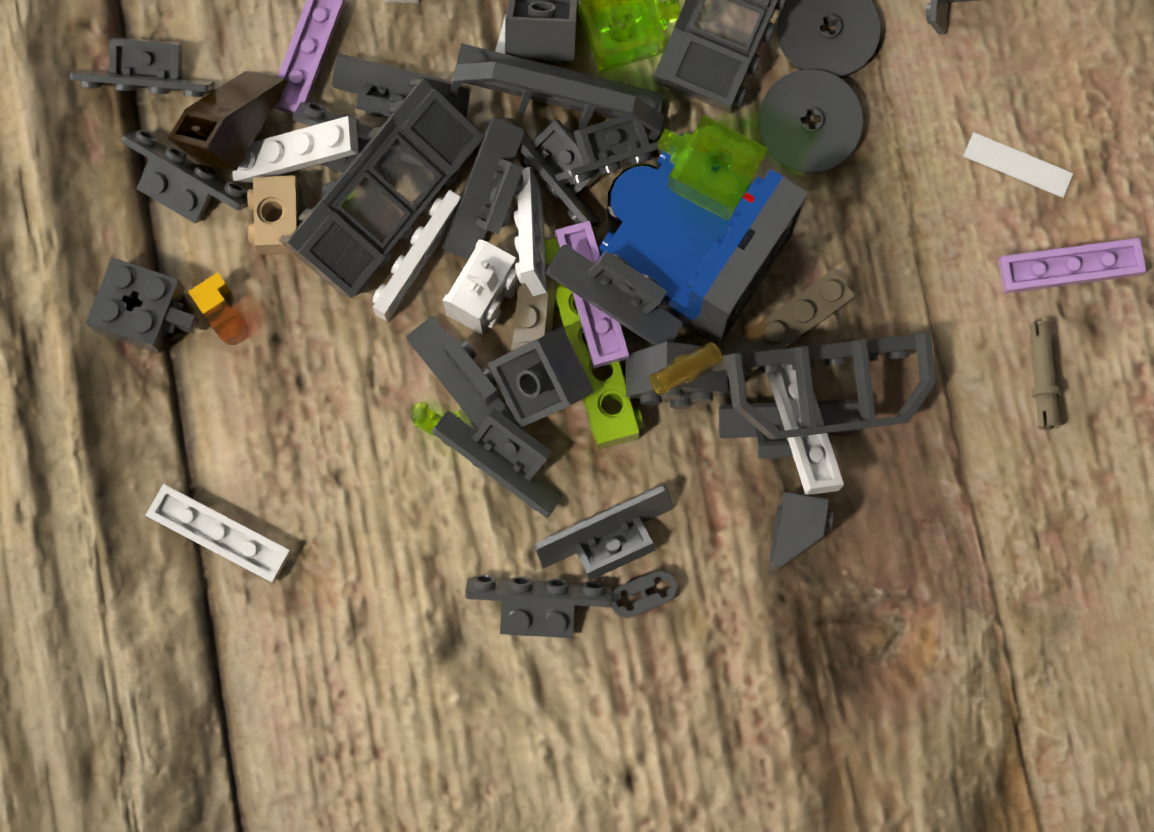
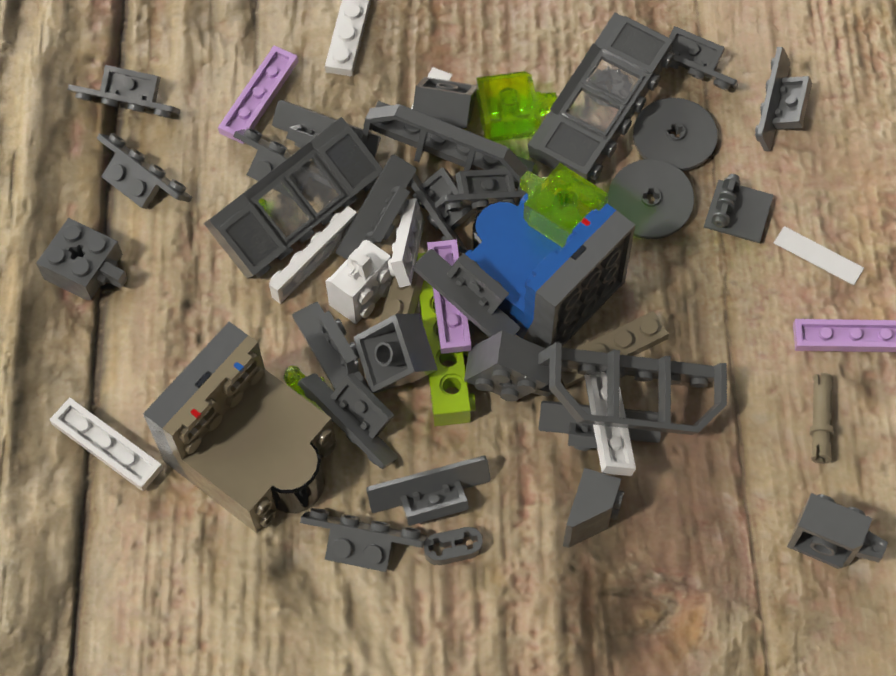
camera: 10 degrees right, 15 degrees down
(224, 320) = (149, 282): leg -> none
(228, 119) = (179, 136): dark brown slope -> none
(268, 195) = (204, 193): tan brick -> none
(299, 149) = (231, 160): white plate -> none
(383, 506) = (242, 432): none -> dark tan piece
(685, 368) = (514, 352): clear yellow pin -> none
(917, 120) = (738, 209): none -> dark grey hinge
(1075, 518) = (835, 533): none -> dark grey hinge

